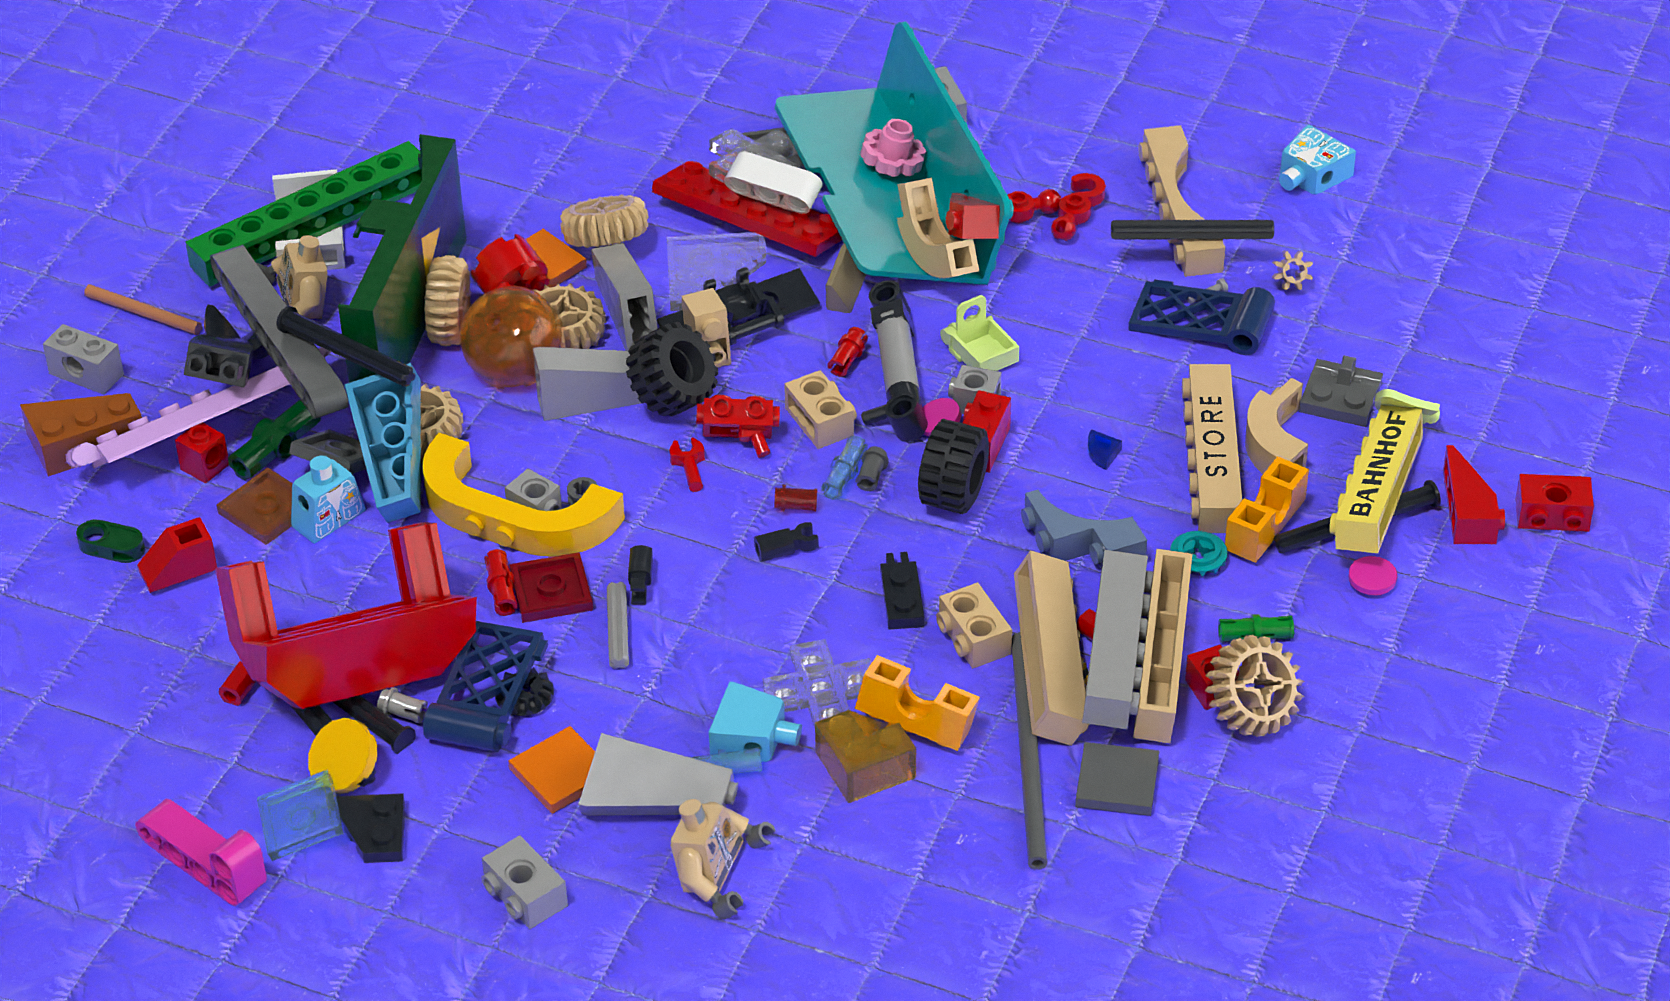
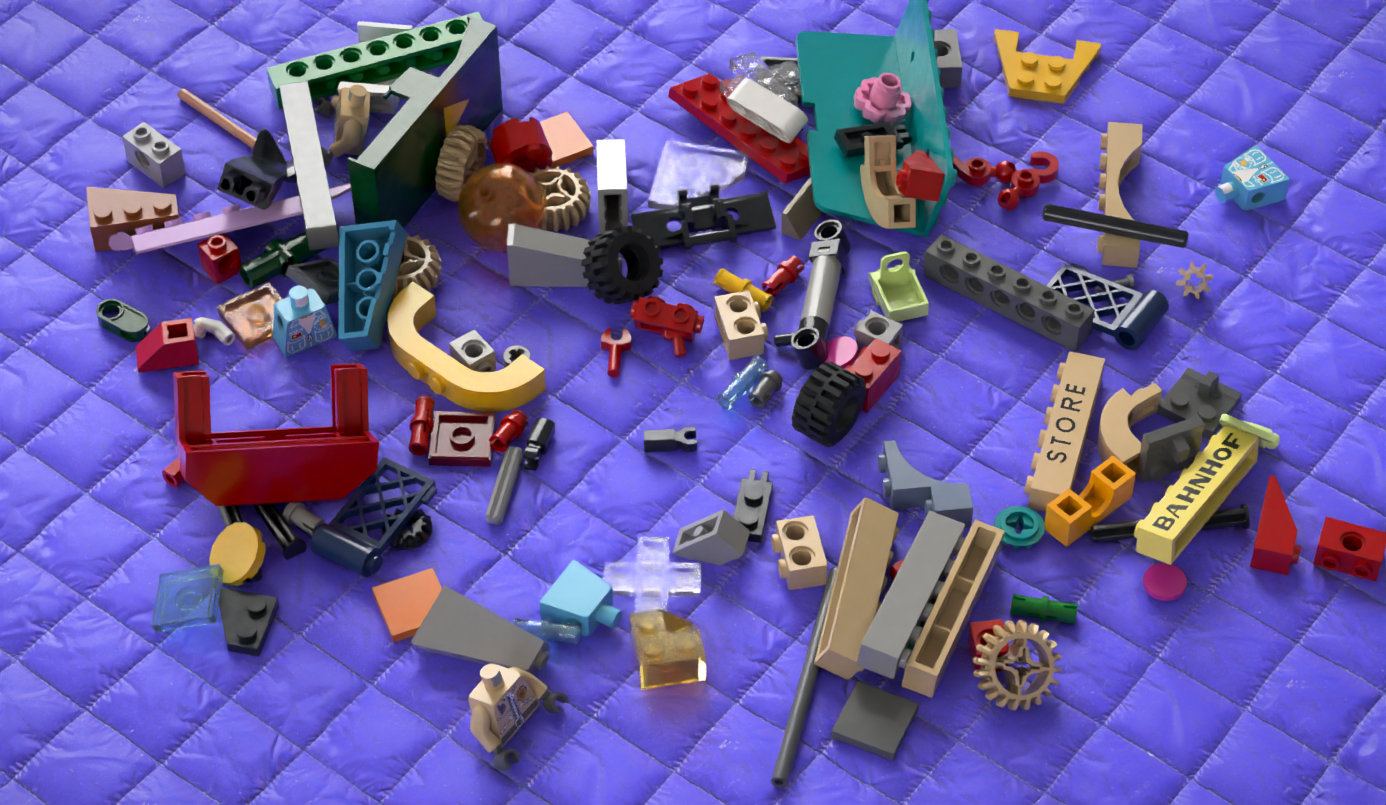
camera: 15 degrees right, 5 degrees up
(225, 866) = (108, 624): dark pink beam -> none
(227, 530) = (215, 327): none -> white arm
(291, 321) = (314, 161): black axle -> none
(524, 882) = (357, 711): light grey brick -> none
(603, 565) = (510, 428): none -> red pin
(604, 221) = (616, 116): tan gear -> none
(708, 316) = (667, 231): tan slope -> none
(795, 369) = (735, 284): none -> yellow pin
(795, 498) = (691, 402): clear red pin -> none
(873, 630) = (712, 539): none -> light grey slope
(884, 194) = (852, 139): none -> black hinge
(888, 697) = (702, 604): light orange arch -> none
(1047, 100) = (1042, 76): none -> yellow wing
(1099, 320) = (1008, 292): none -> dark grey brick
(1103, 448) = (971, 412): clear blue tile -> none
(1334, 439) = (1169, 449): none -> dark grey hinge

